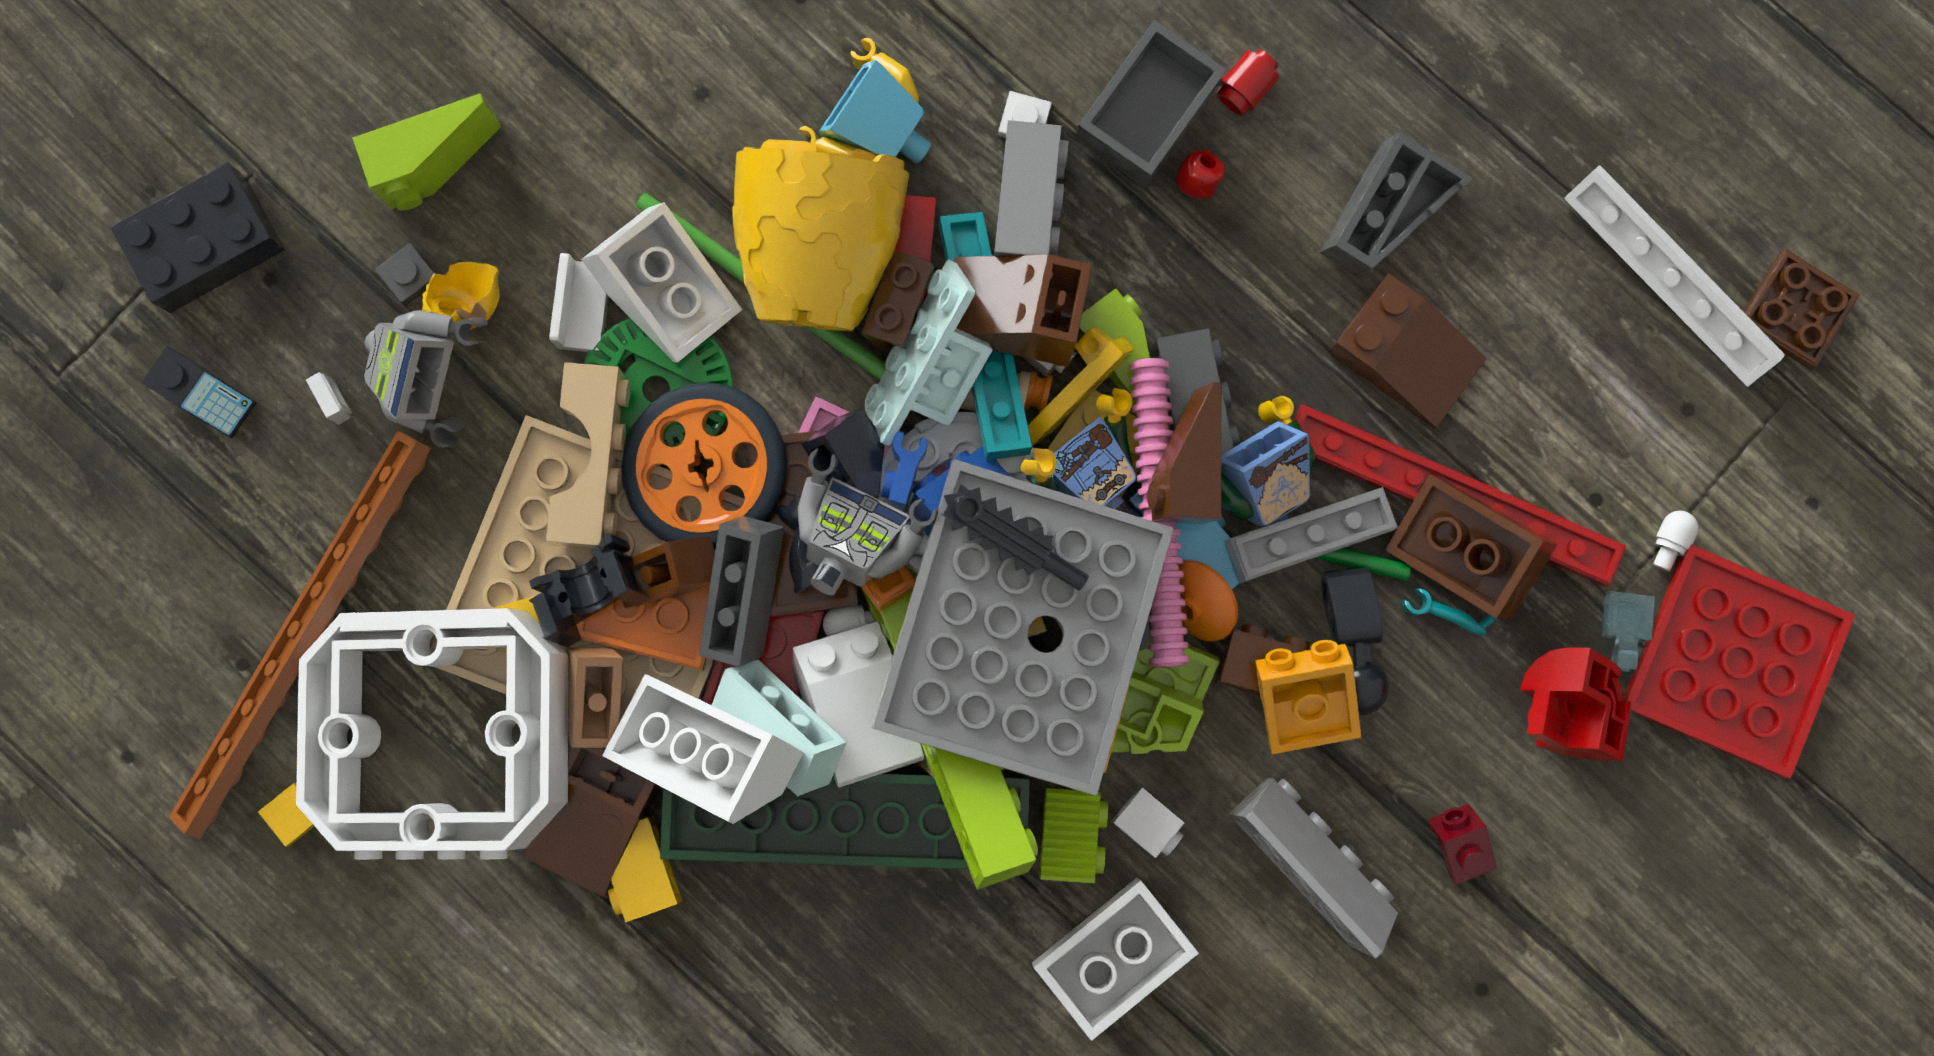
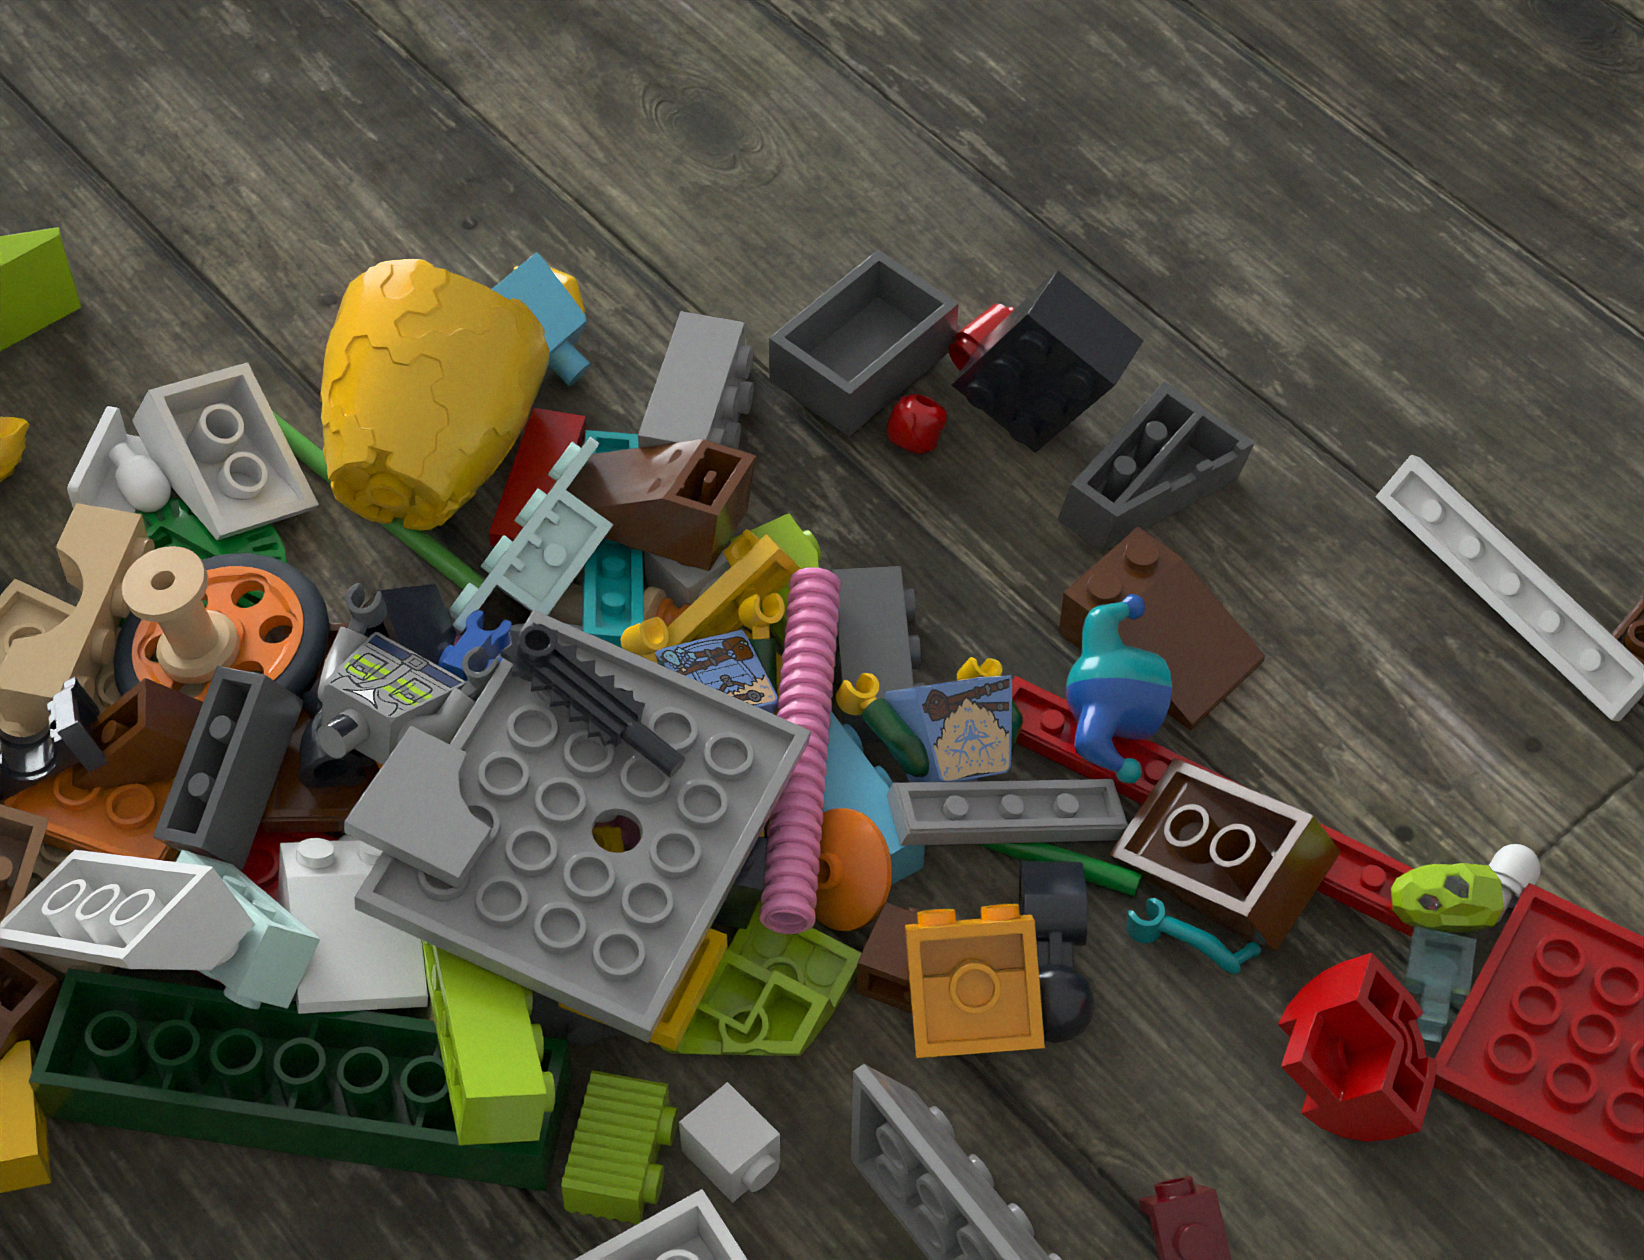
camera: 10 degrees right, 30 degrees down
(600, 313) = (140, 479): none -> white cylinder
(677, 472) = (168, 590): none -> tan piece
(897, 301) = (505, 490): reddish brown bracket -> none
(904, 653) = (418, 810): none -> light grey tile
(1189, 472) = (845, 679): reddish brown slope -> none
(1307, 133) = (1047, 362): none -> black brick
(1384, 426) = (1116, 689): none -> piece
(1634, 565) = (1449, 897): none -> lime rock

